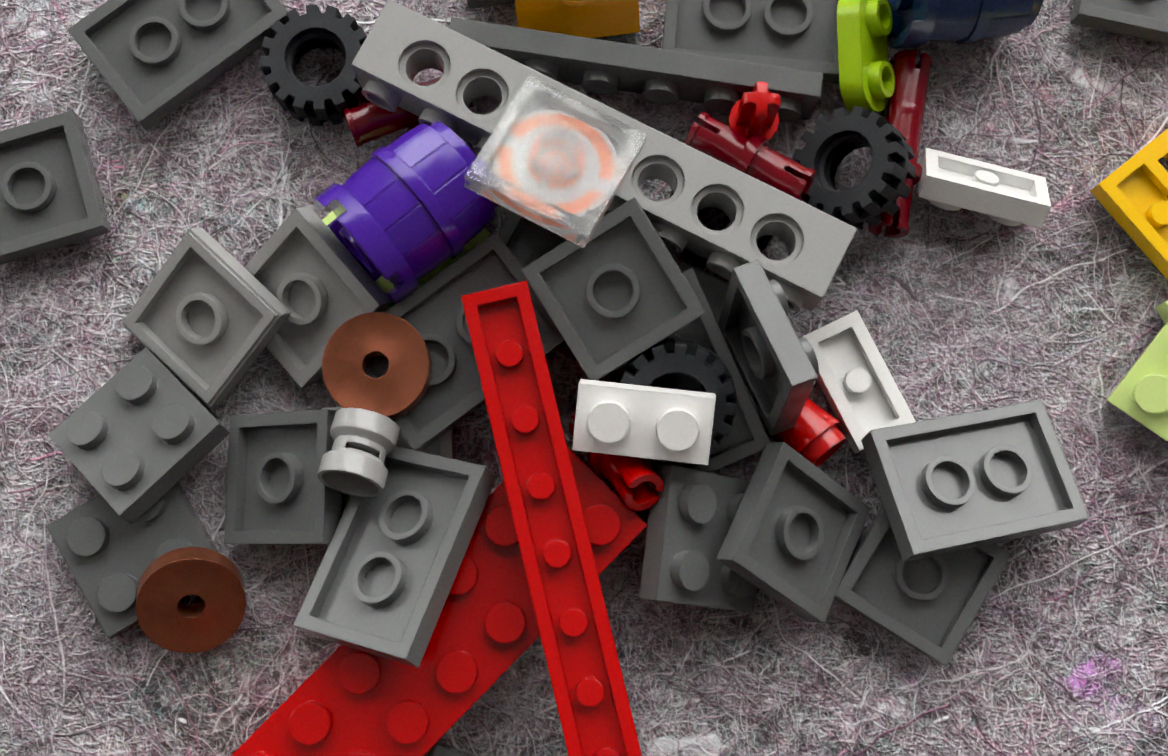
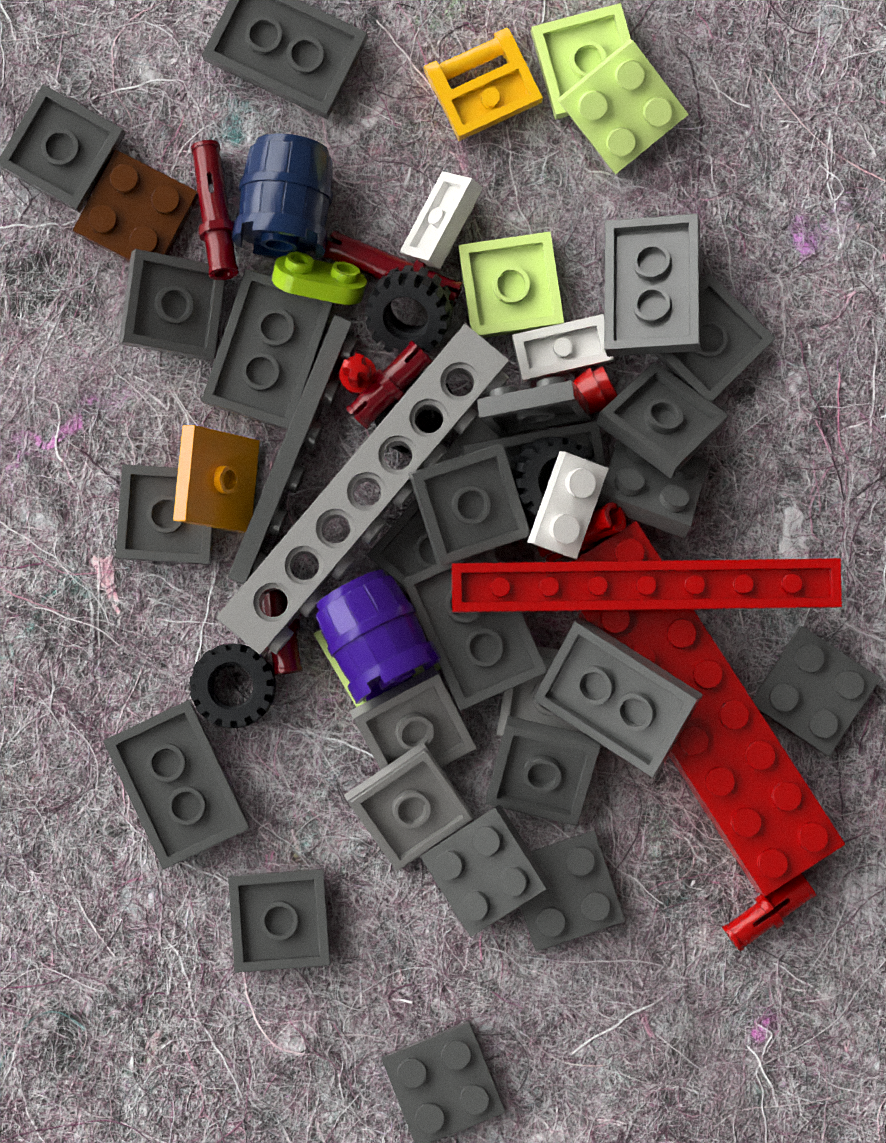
camera: 75 degrees left, 5 degrees up
(185, 573) = (595, 857): copper piece -> none
(358, 452) = (543, 708): light grey wheel -> none
(373, 336) = (483, 661): copper piece -> none
(555, 161) = (372, 522): clear tile -> none
(922, 295) = (511, 284): none -> yellowish green plate

